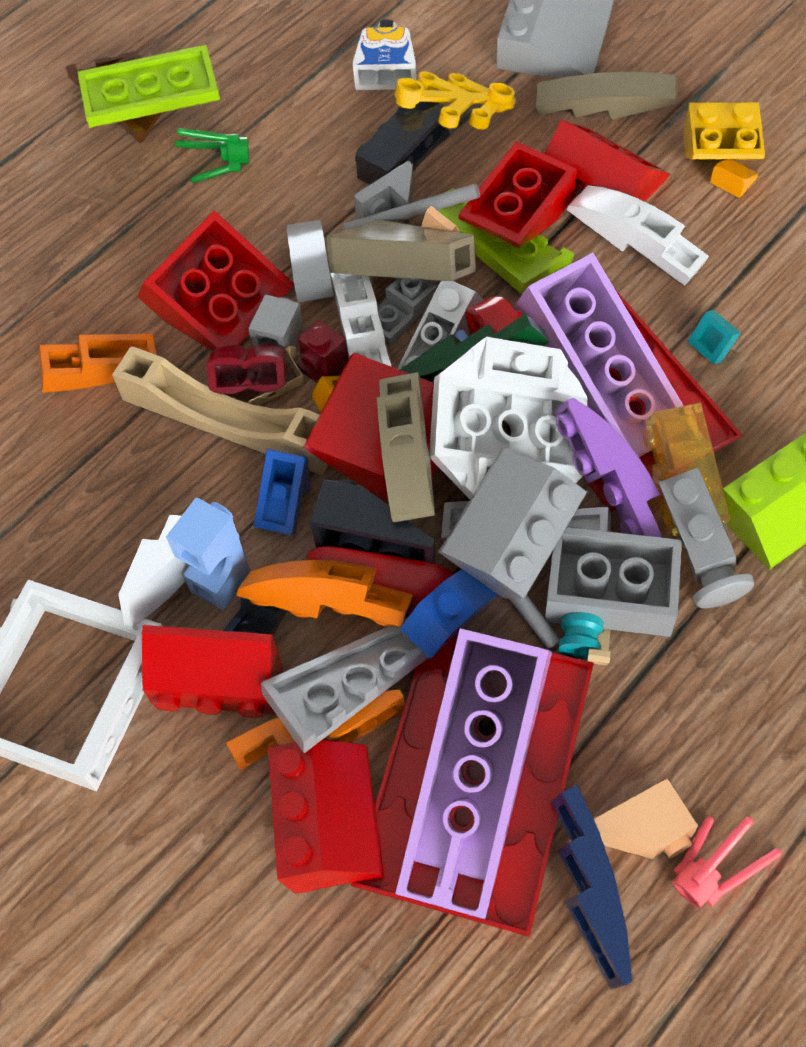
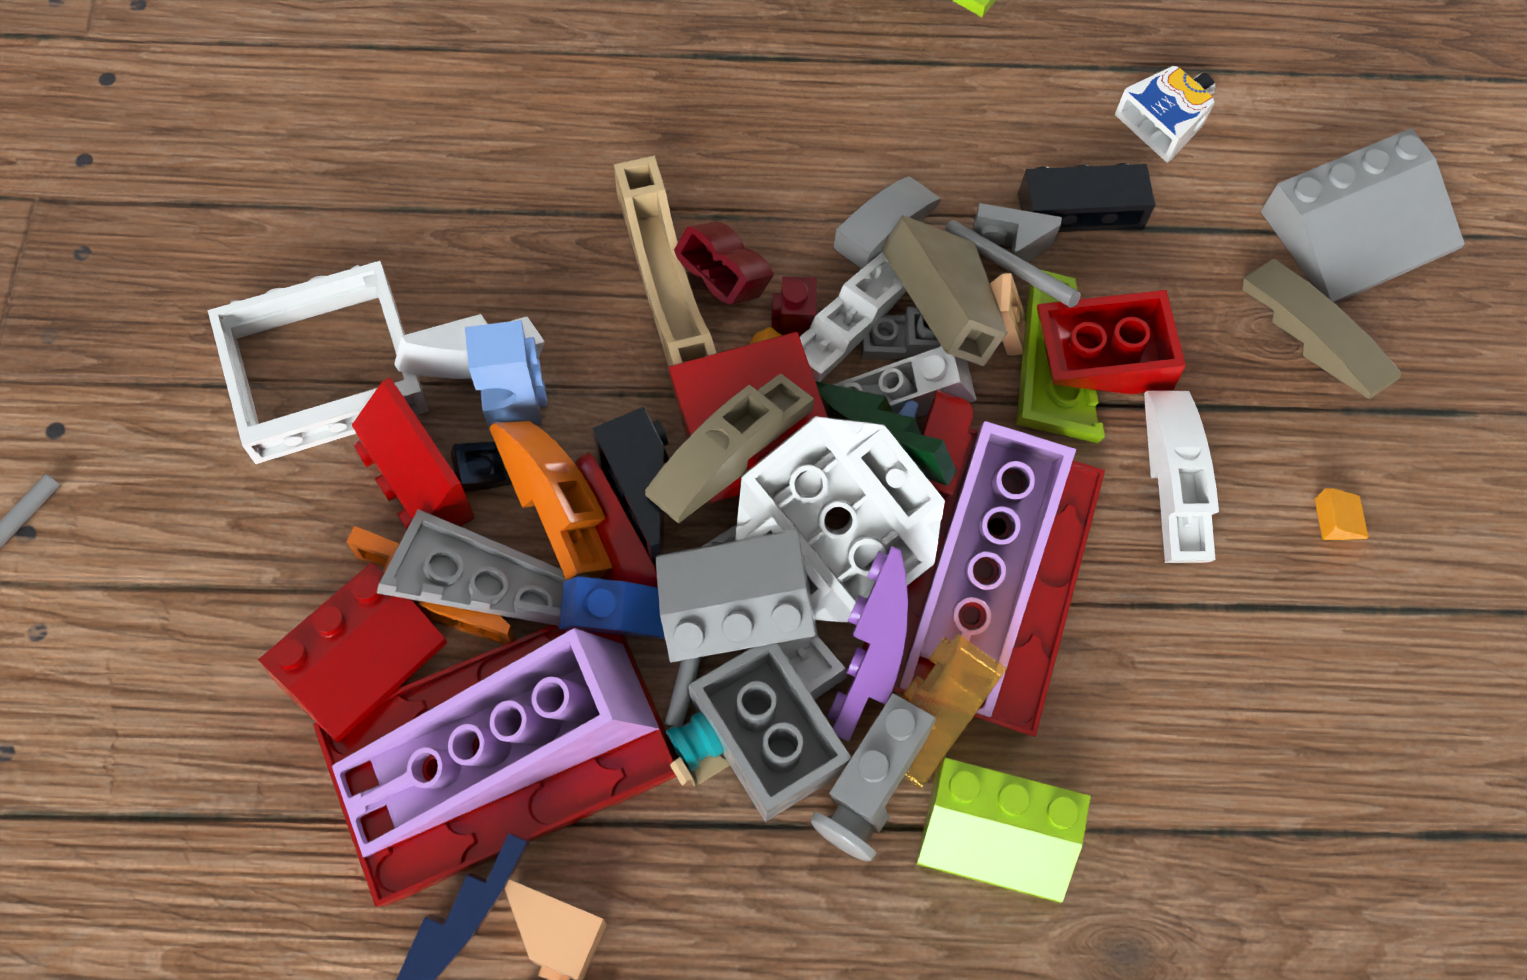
camera: 40 degrees right, 5 degrees up
(88, 362) = (630, 137): orange slope -> none
(213, 285) = (787, 171): red slope -> none
(233, 149) = (943, 70): green plant -> none
(276, 322) = (792, 249): light grey brick -> none
(281, 491) = (625, 384): blue slope -> none
(290, 352) = (739, 307): tan piece -> none
(496, 98) = (1214, 234): yellow plant -> none
(604, 162) = (1234, 387): red slope -> none
(713, 337) = (1124, 631): teal tile -> none
(723, 131) = (1375, 468): yellow slope -> none

